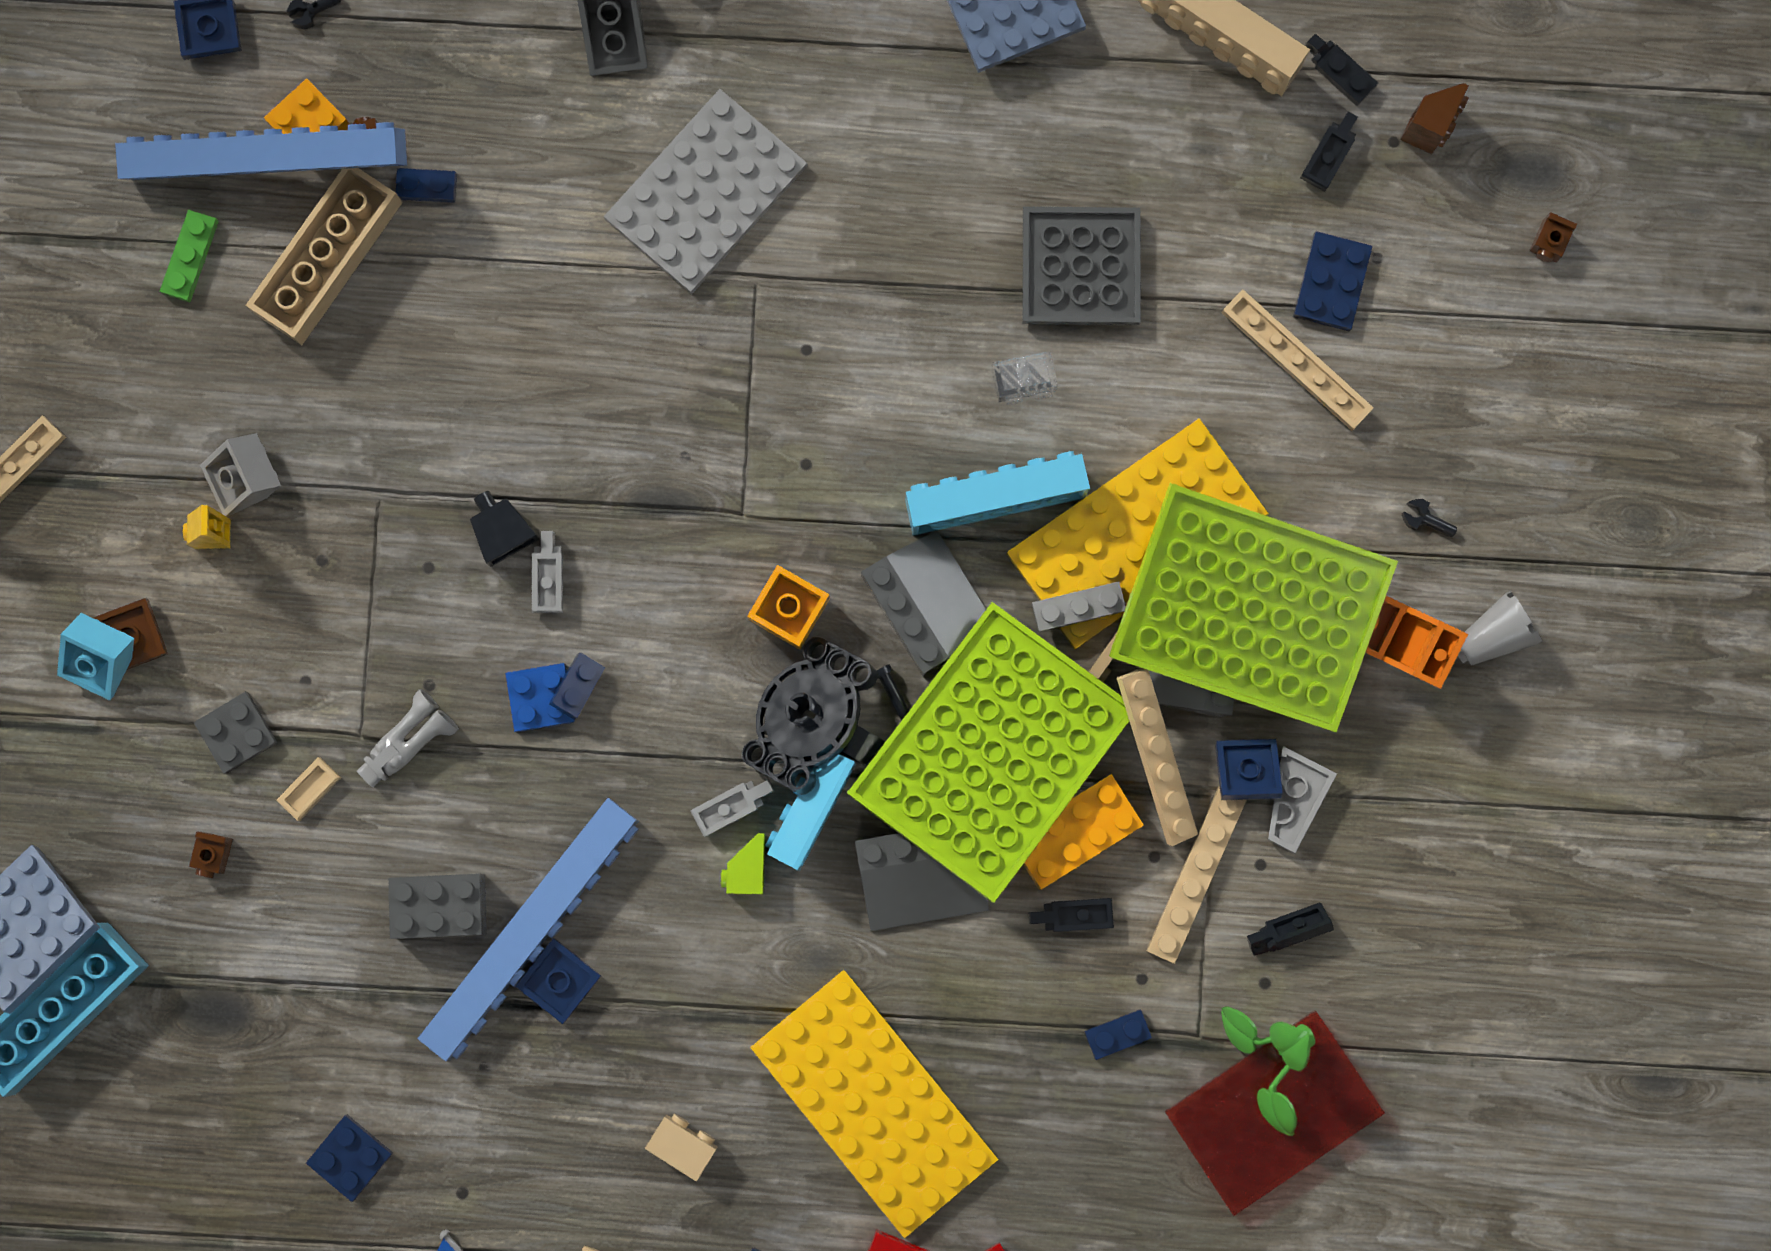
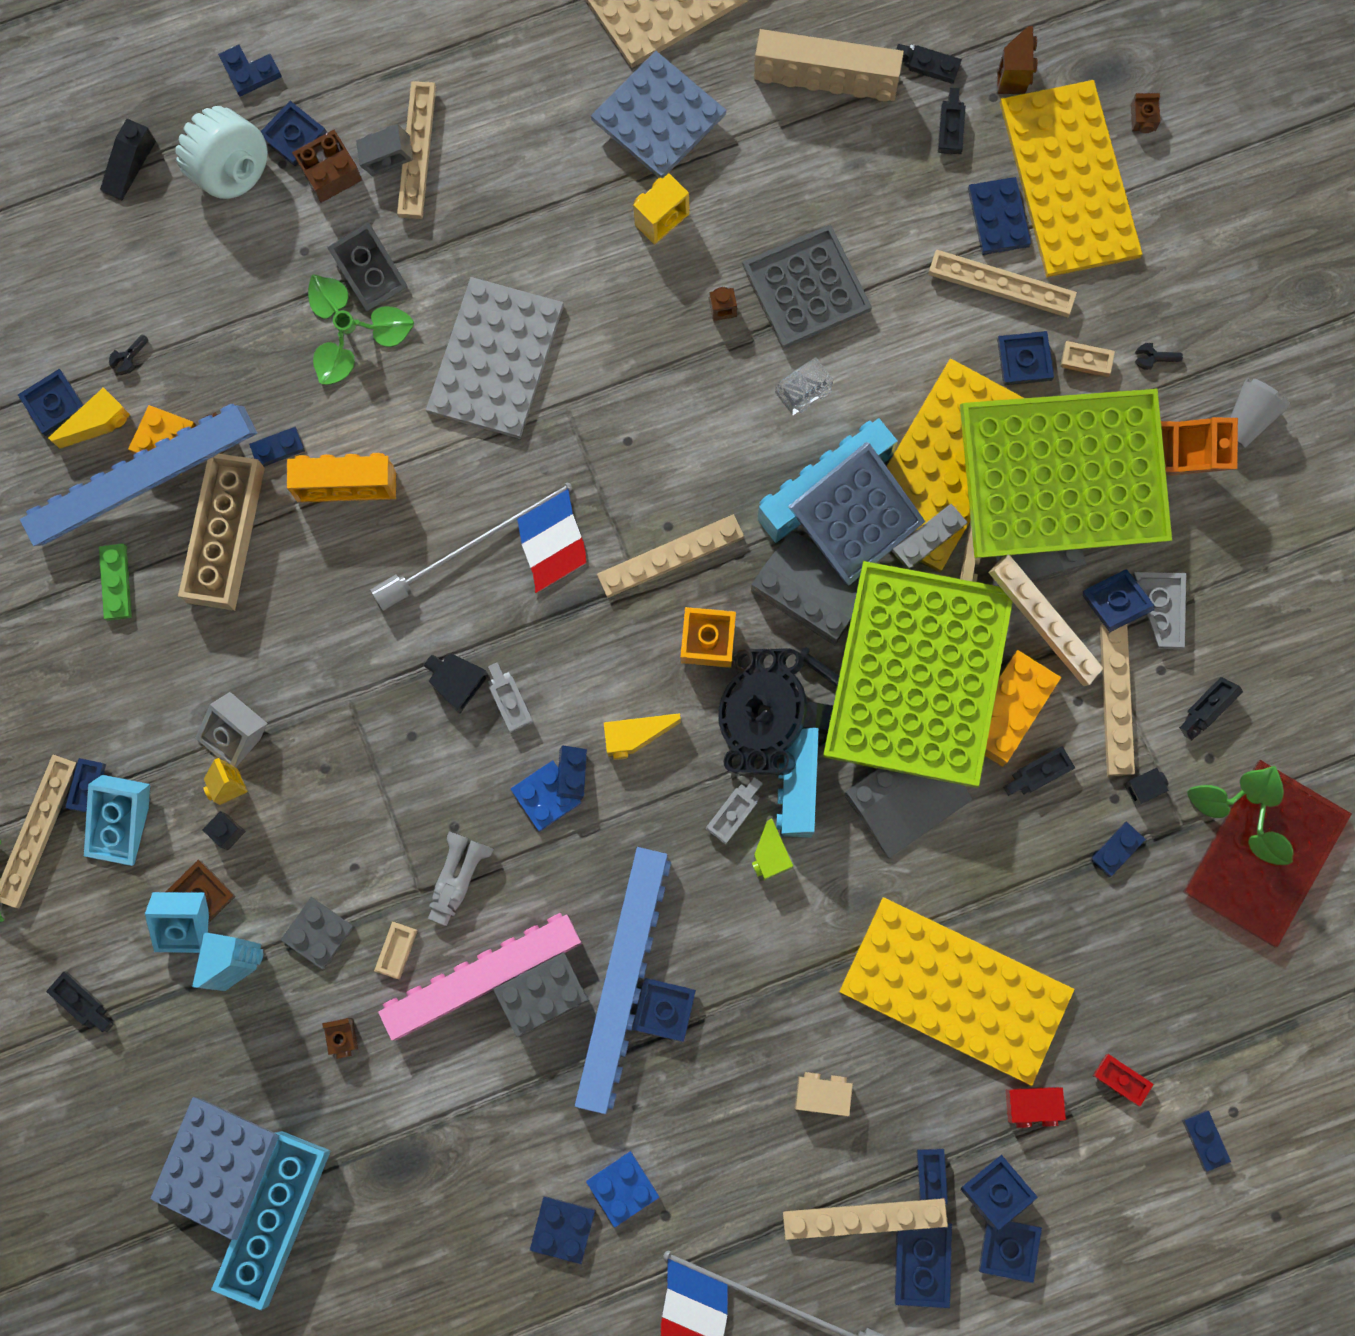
camera: 20 degrees left, 5 degrees down
(62, 464) = (85, 773): none -> dark blue plate
(78, 514) = (115, 819): none -> medium azure slope
(123, 720) = (225, 961): none -> medium azure slope
(185, 579) = (223, 830): none -> black brick
(247, 64) = (95, 418): none -> yellow slope
(383, 857) = (479, 977): none -> bright pink brick
(430, 1145) = (622, 1189): none -> blue plate
(477, 253) = (341, 478): none -> light orange brick
(557, 41) = (329, 296): none -> bright green plant
(660, 675) = (631, 735): none -> yellow slope
(669, 419) = (547, 537): none -> flag
(792, 498) = (670, 556): none -> tan plate
(961, 106) = (661, 208): none -> yellow brick
(979, 244) = (723, 299): none -> reddish brown brick
(1008, 547) = (856, 513): none -> sand blue plate
(1181, 983) = (1147, 786): none -> black brick
(1281, 455) = (1025, 358): none -> dark blue plate
(1349, 487) = (1087, 359): none -> tan plate
(1432, 274) = (1070, 178): none -> yellow plate

